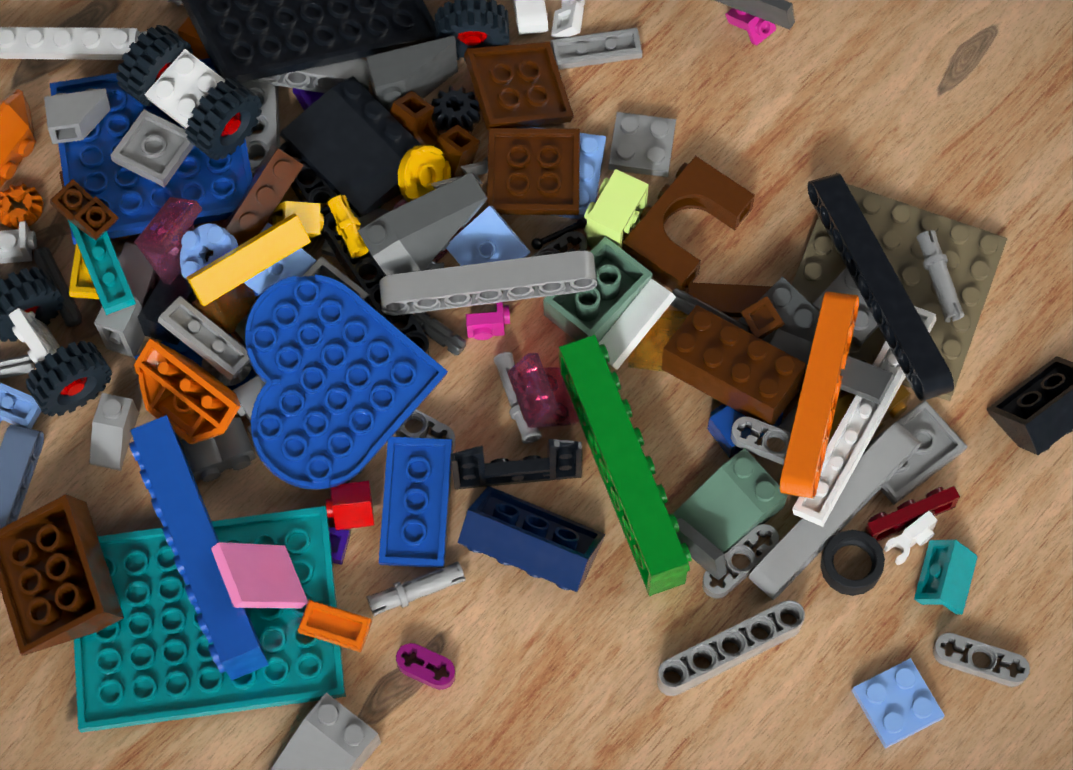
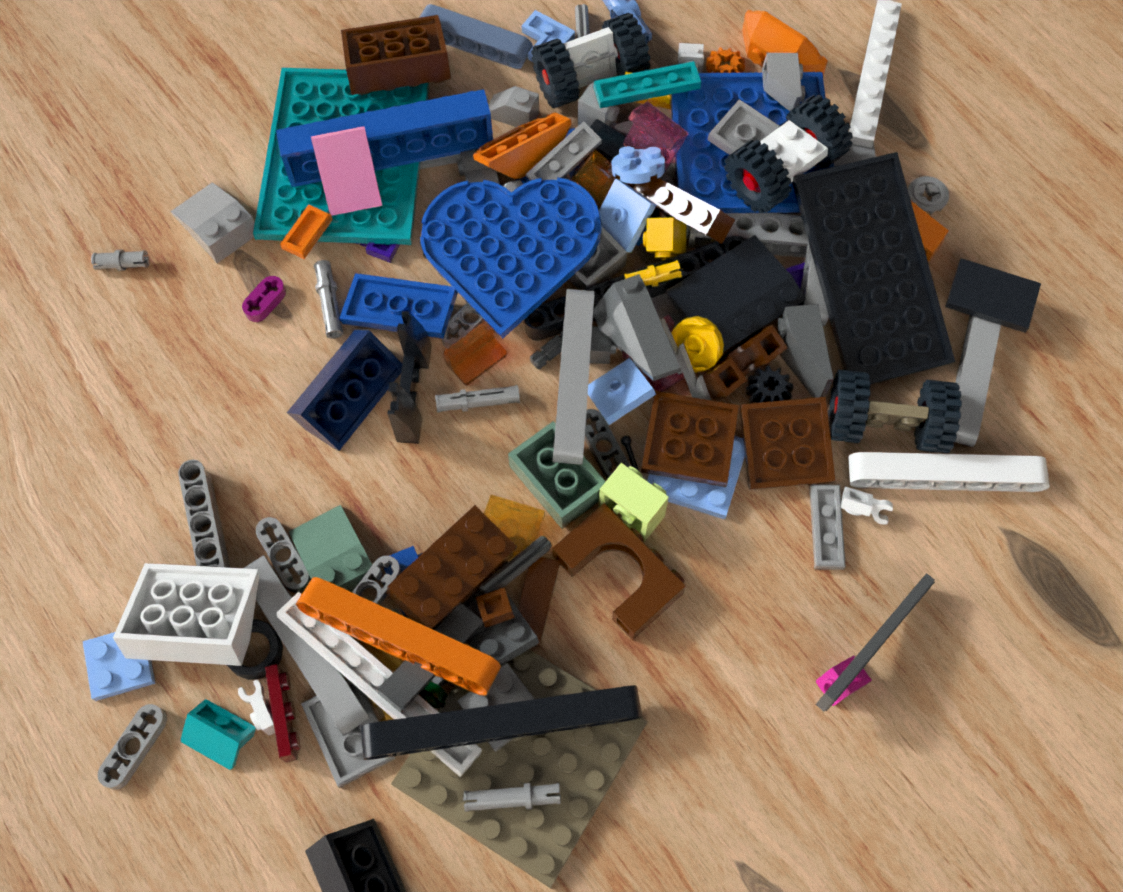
camera: 100 degrees right, 0 degrees up
(83, 210) = (686, 72): reddish brown slope -> none
(248, 259) = (621, 186): yellow tile -> none
(351, 505) = (406, 259): red brick -> none
(461, 412) = (474, 354): none -> clear orange panel
(489, 324) = (548, 381): dark pink bracket -> none
(542, 393) = (468, 415): clear pink bracket -> none
(623, 465) = (384, 464): green brick -> none
(636, 322) = (522, 501): white tile -> none
(642, 144) = (715, 549): light grey plate -> none
(702, 550) = (295, 515): dark grey tile -> none
(837, 619) = (189, 614): none -> white slope

